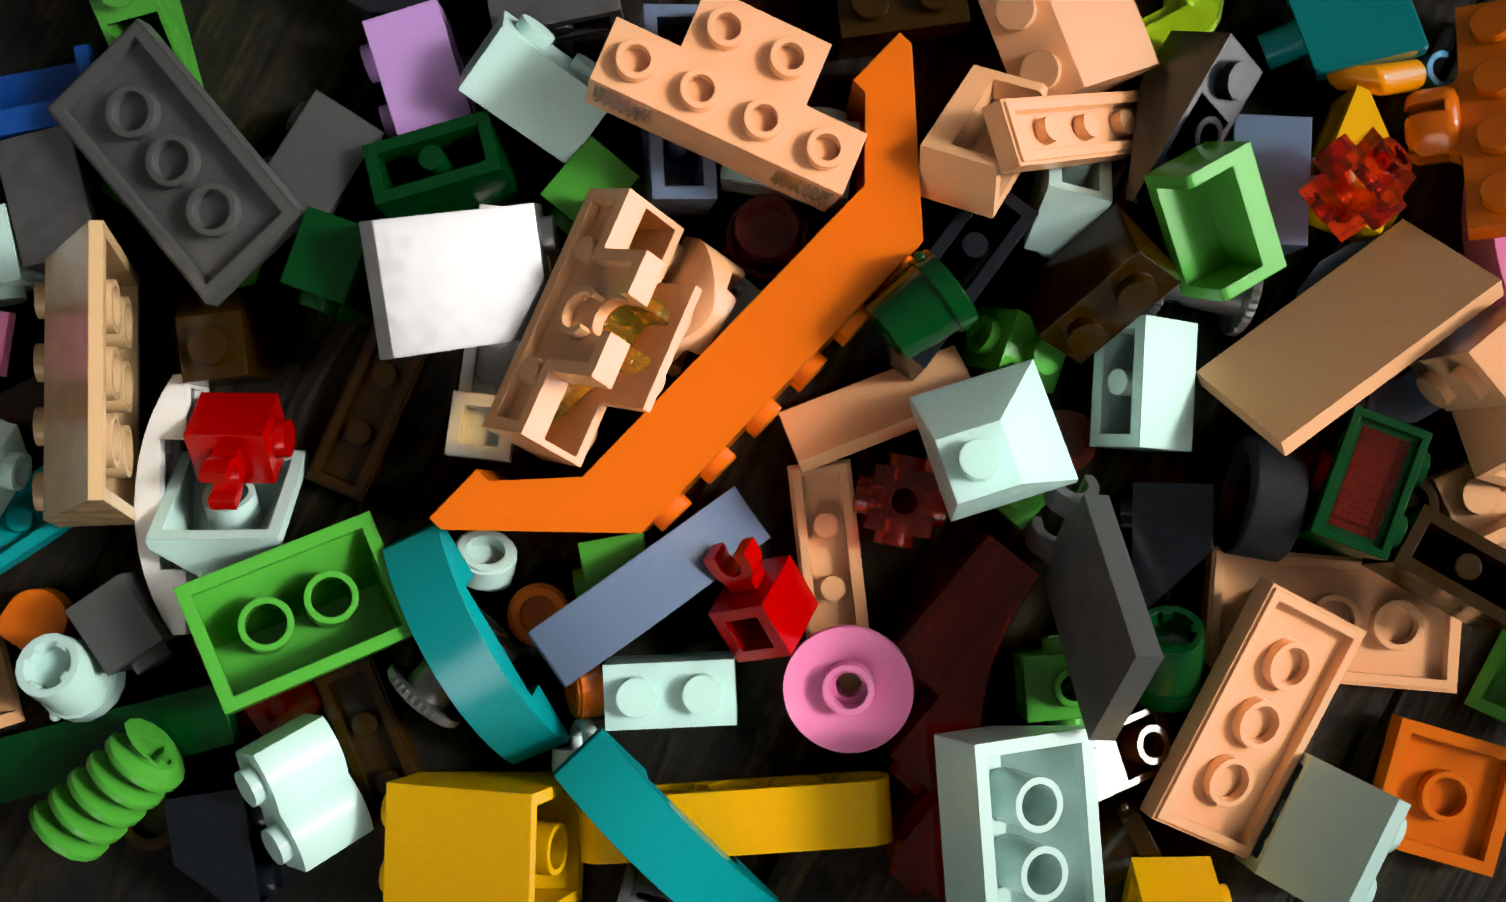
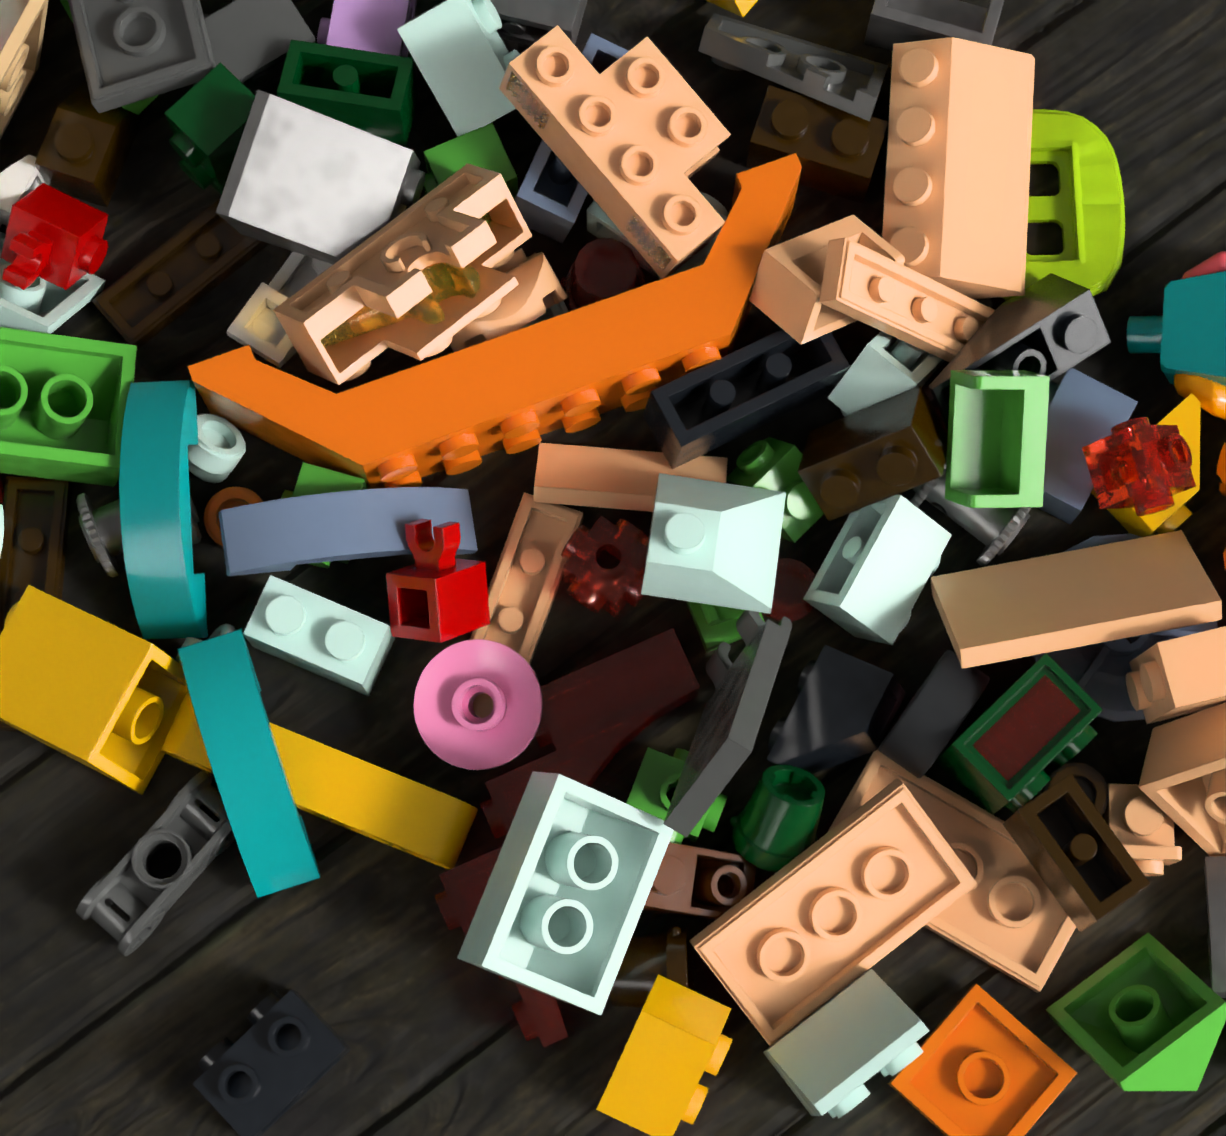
camera: 25 degrees right, 10 degrees down
(586, 695) = (241, 599): orange tile -> none
(921, 307) = (699, 386): dark green piece -> none

